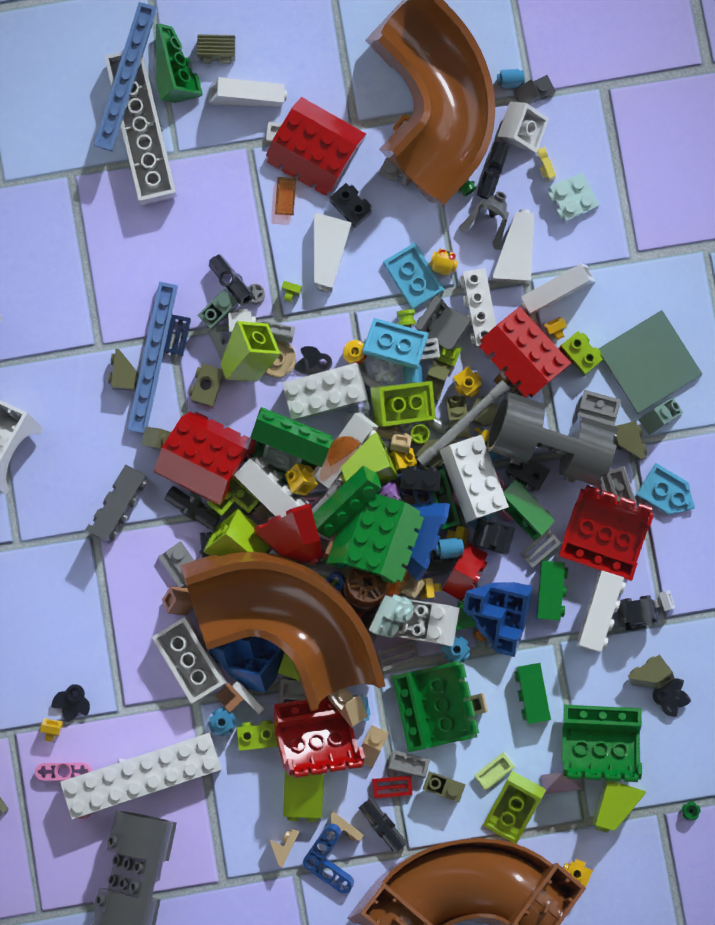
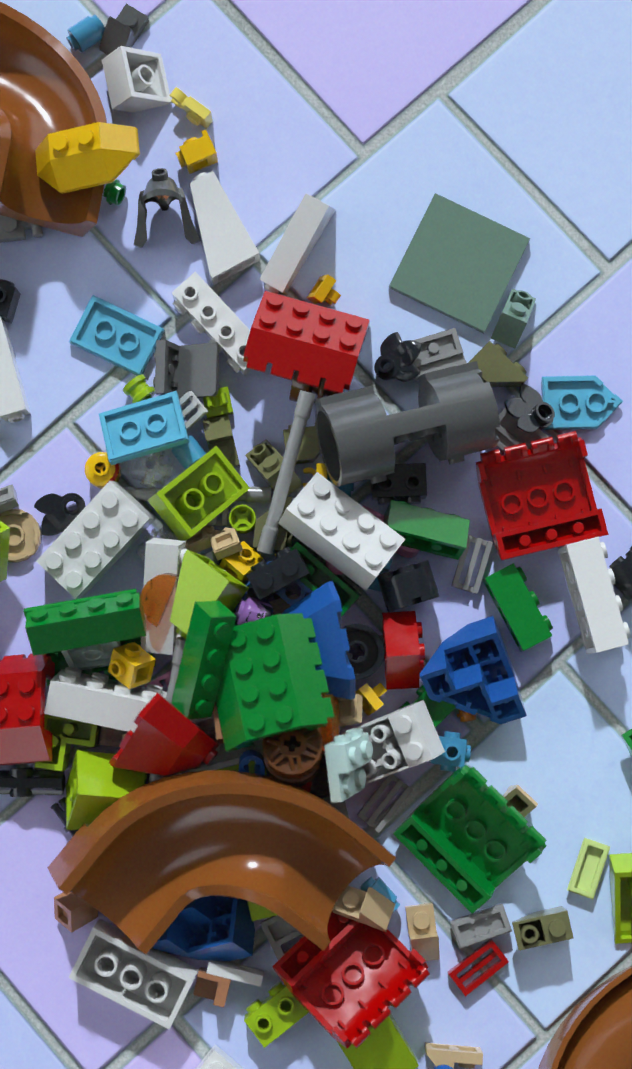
camera: 30 degrees left, 0 degrees up
(173, 559) = (39, 854): light grey plate -> none
(229, 722) = (230, 1017): dark azure brick -> none
(383, 825) = (497, 1023): black piece -> none
(443, 262) = (141, 296): yellow head -> none
(449, 548) = (365, 634): dark azure brick -> none
(461, 533) = (367, 611): yellow tile -> none
(462, 162) = (86, 155): none -> yellow wedge
(467, 376) = (255, 413): yellow brick -> none
(497, 160) = (137, 170): black piece -> none
(532, 195) = (197, 153): none -> yellow brick
(532, 693) = (574, 745): green brick -> none
(573, 197) = (246, 127): light aqua plate -> none
(576, 396) = (401, 356): none -> black plate
(581, 352) = (373, 301): lime brick -> none
(633, 477) = (530, 410): none -> black plate

